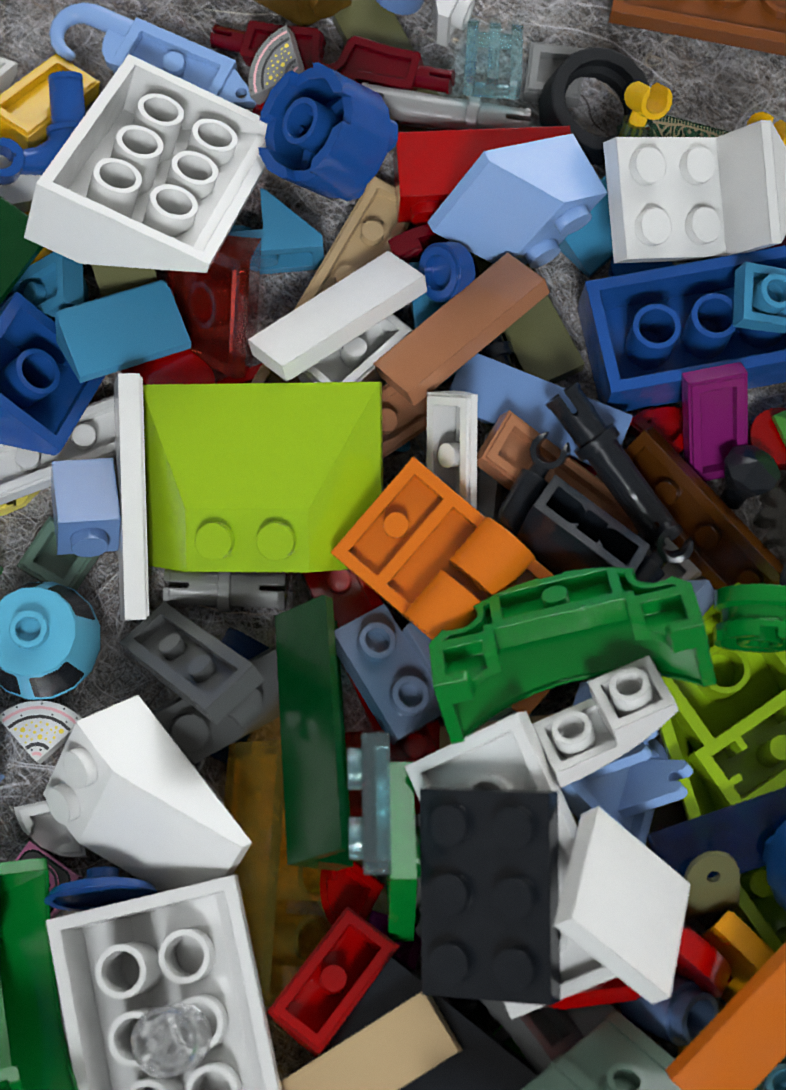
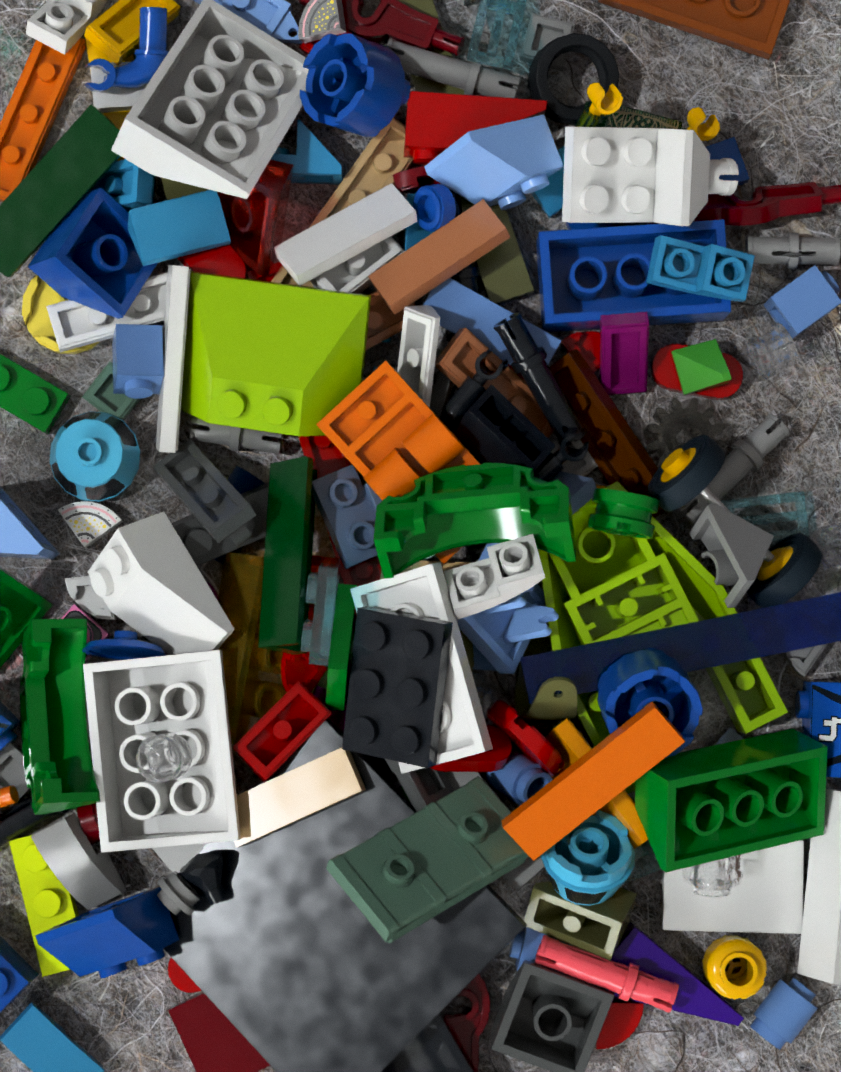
camera: 10 degrees right, 10 degrees up
(623, 905) = (487, 706): white tile -> none
(748, 474) = (644, 395): black rock -> none

